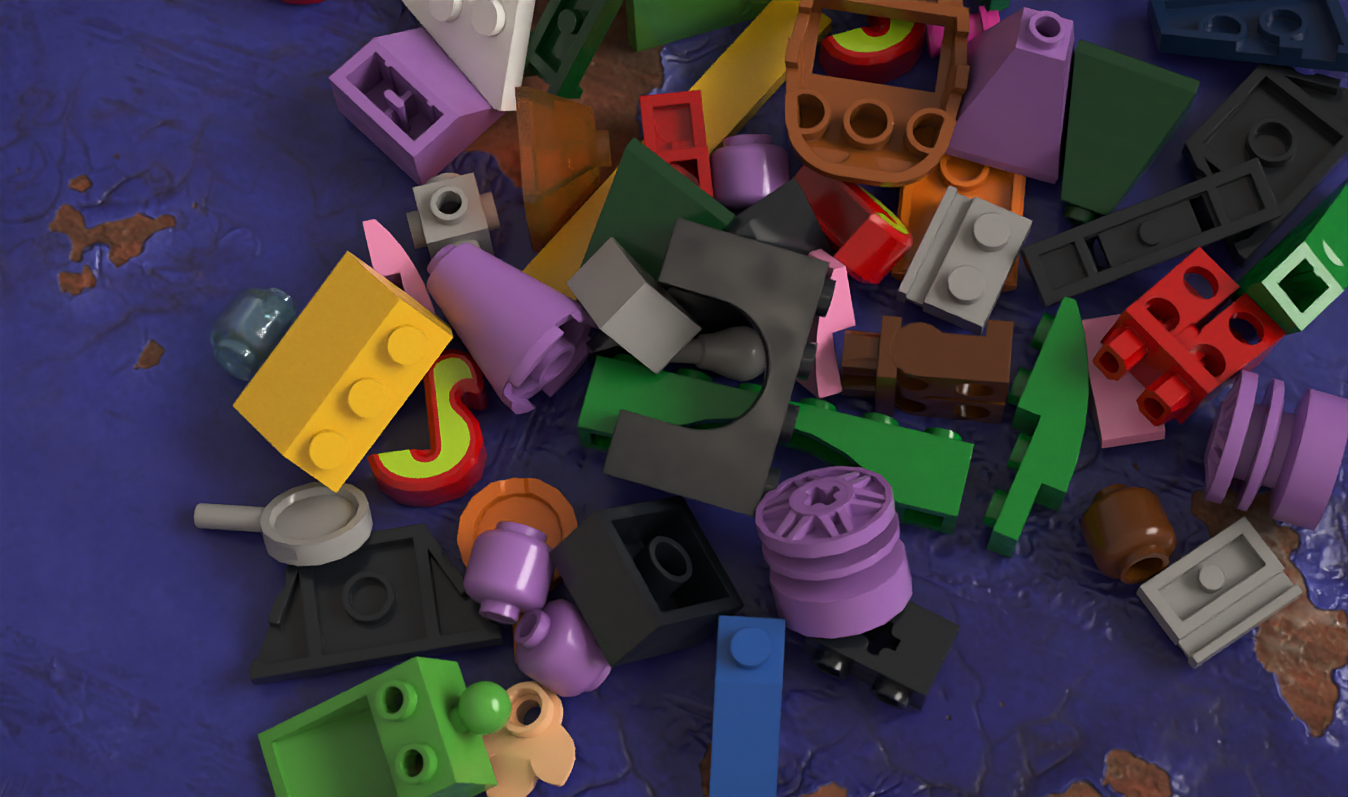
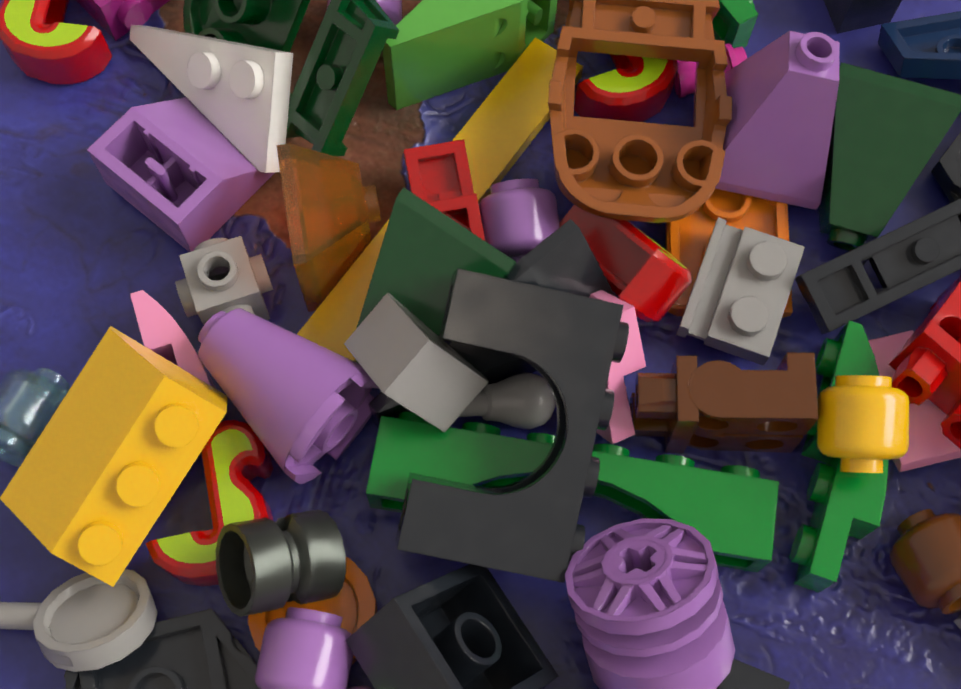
camera: 10 degrees left, 0 degrees up
(493, 480) = (280, 562): none -> pearl dark grey wheel
(1056, 391) = (863, 422): none -> yellow head

